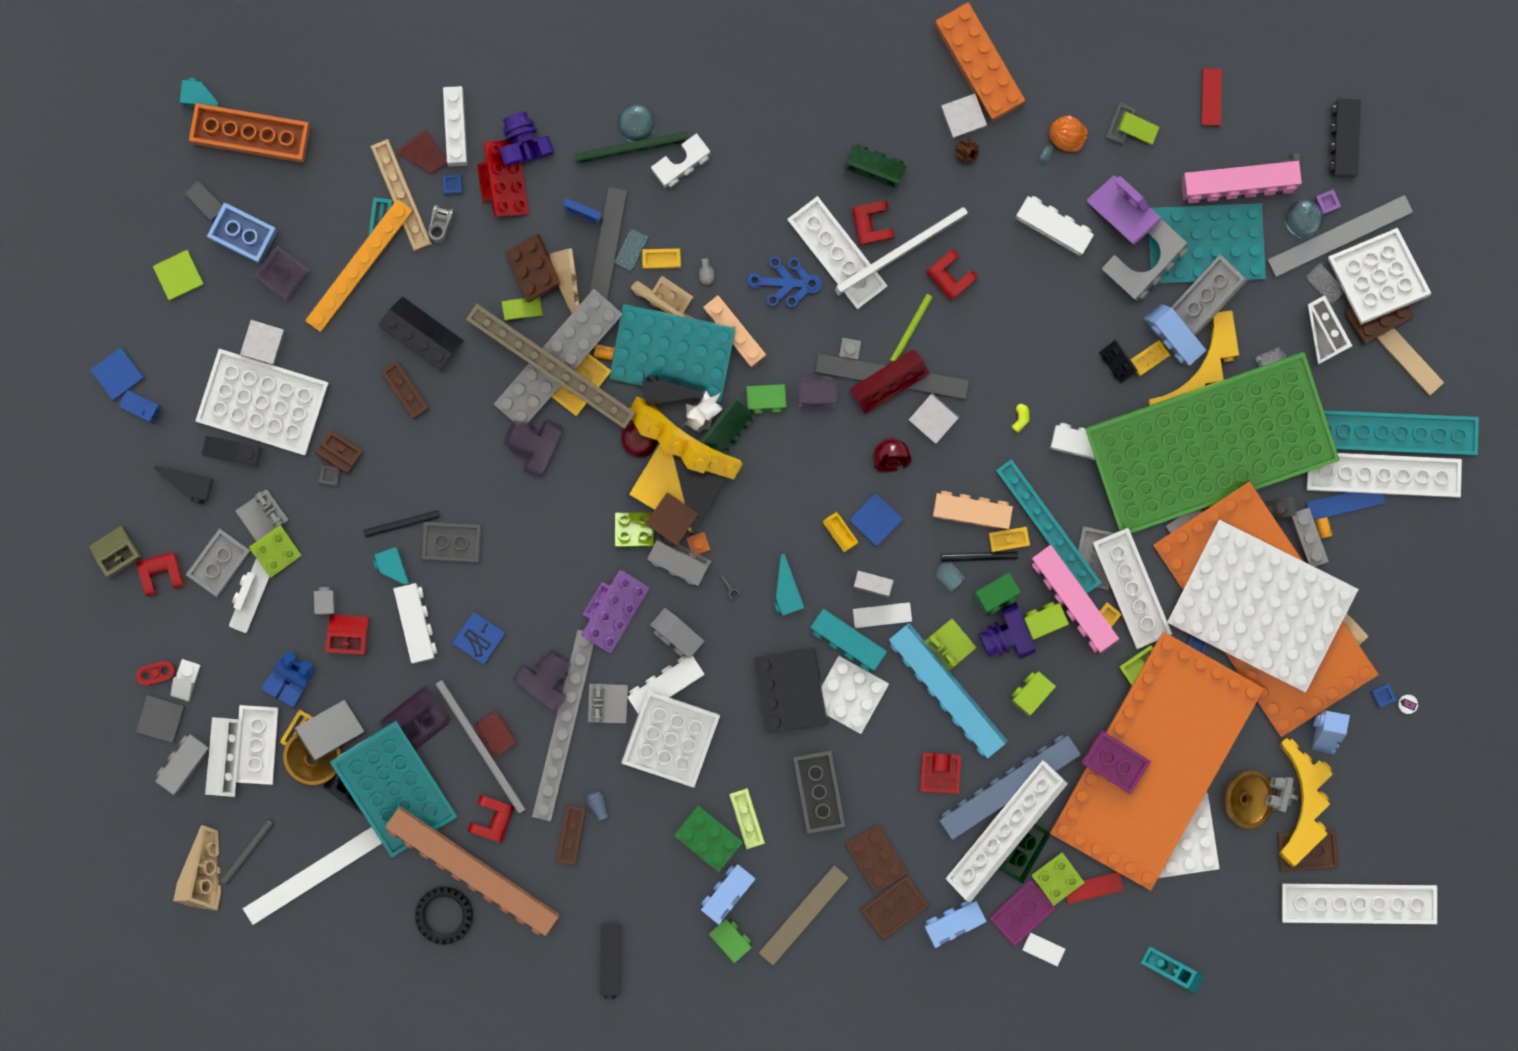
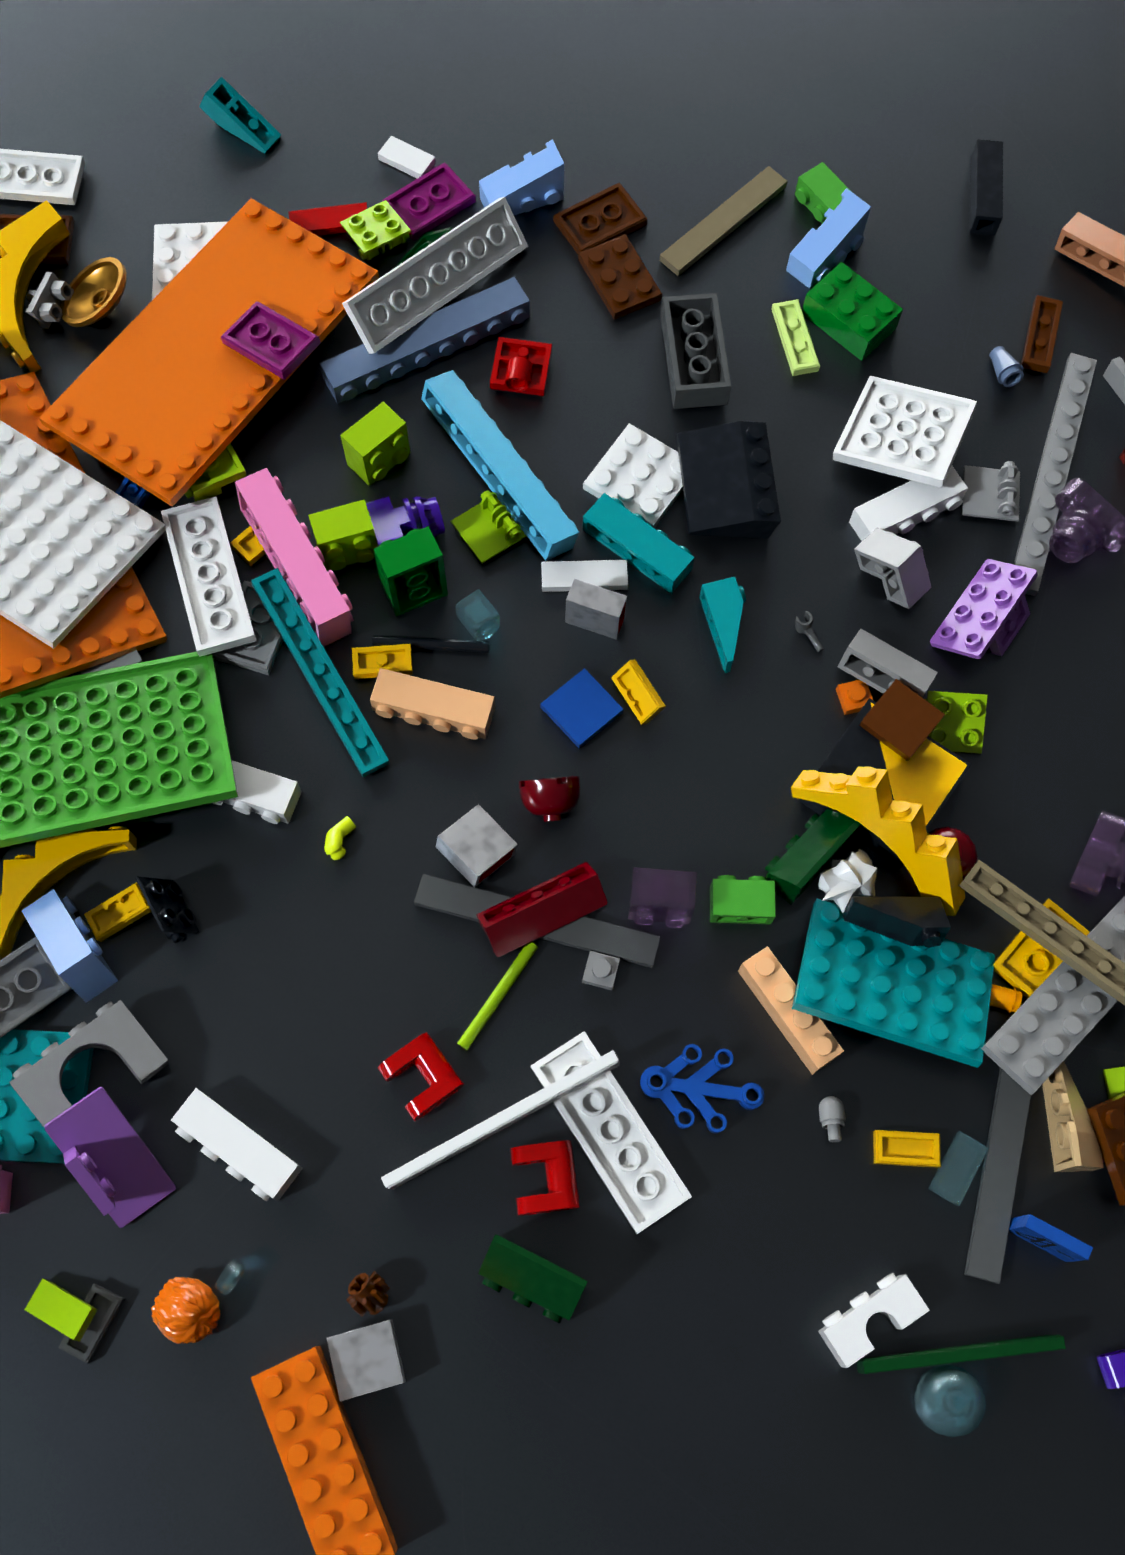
camera: 175 degrees left, 15 degrees down
(665, 296) = (901, 1076): tan bracket -> none

